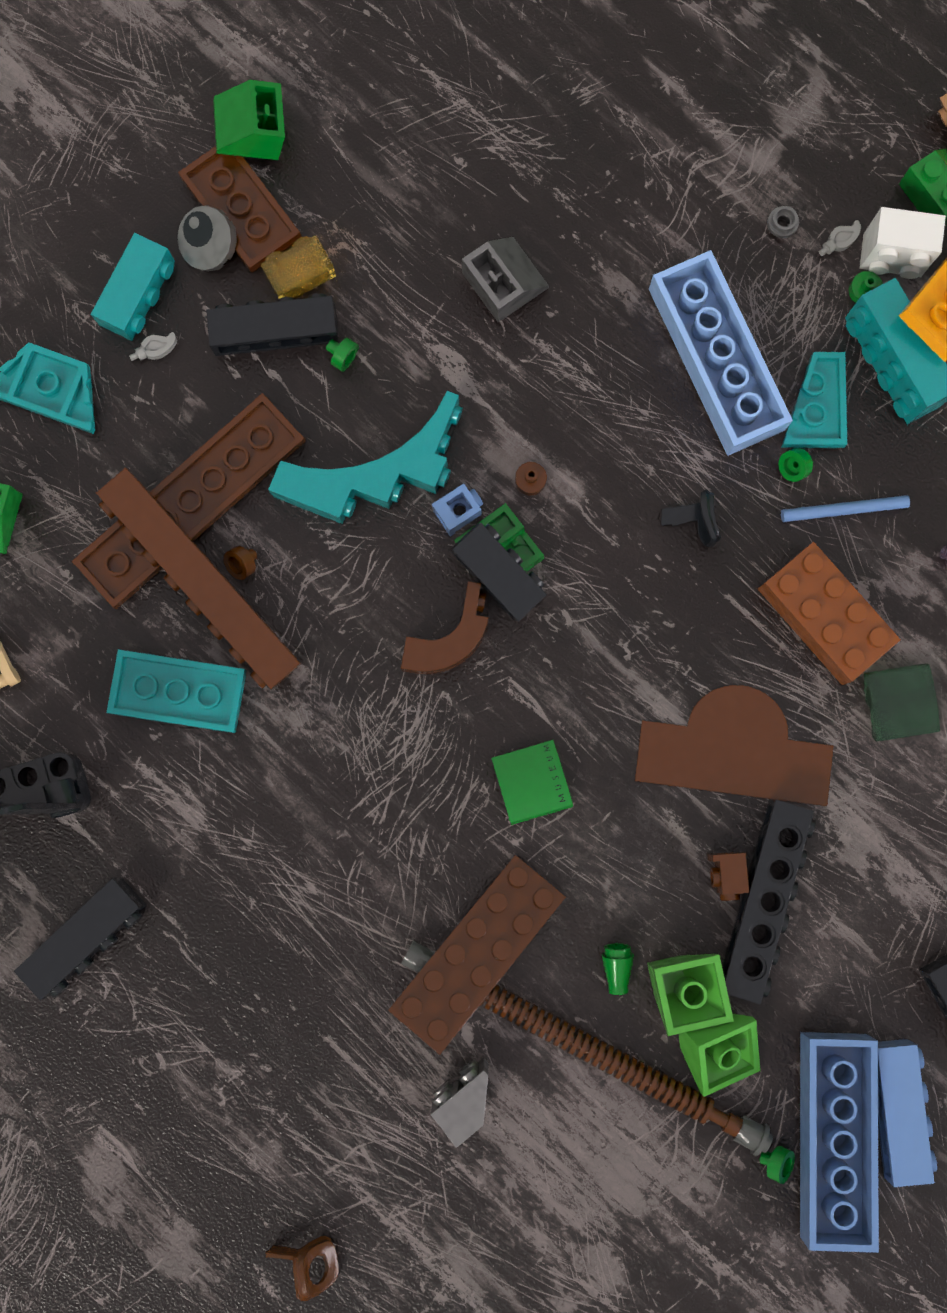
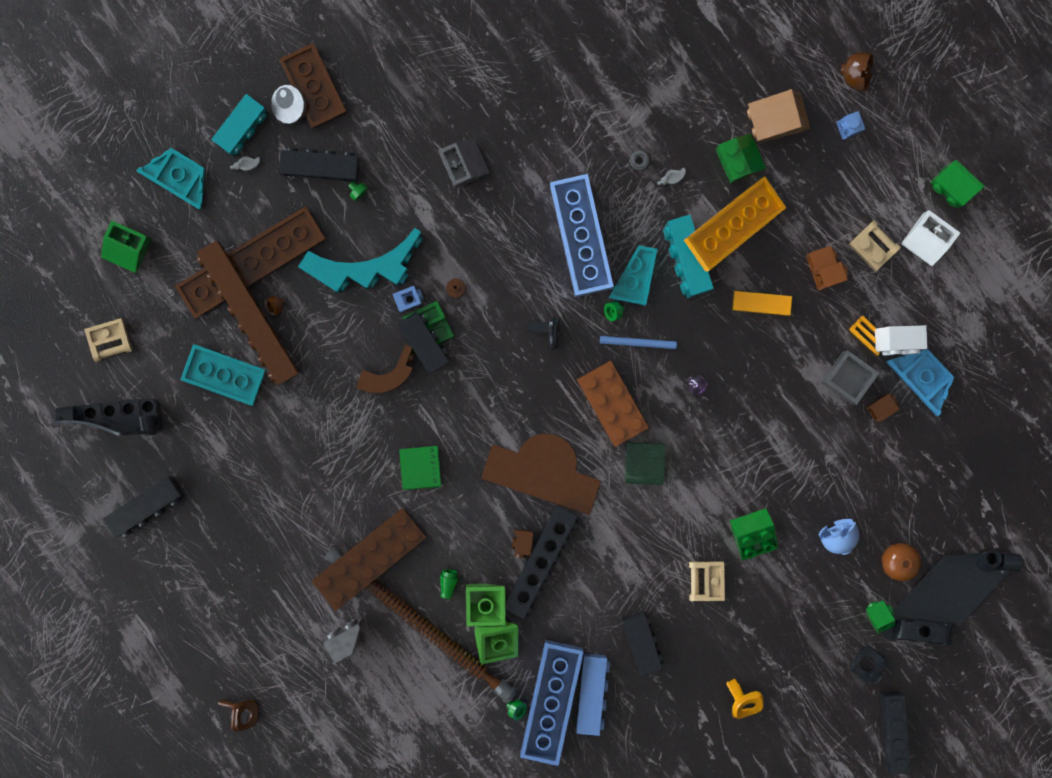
camera: 15 degrees right, 5 degrees up
(250, 120) = (327, 36): green slope -> none
(298, 268) = (340, 133): clear yellow brick -> none
(862, 284) = (676, 213): green tile -> none
(902, 242) = (703, 190): white brick -> none

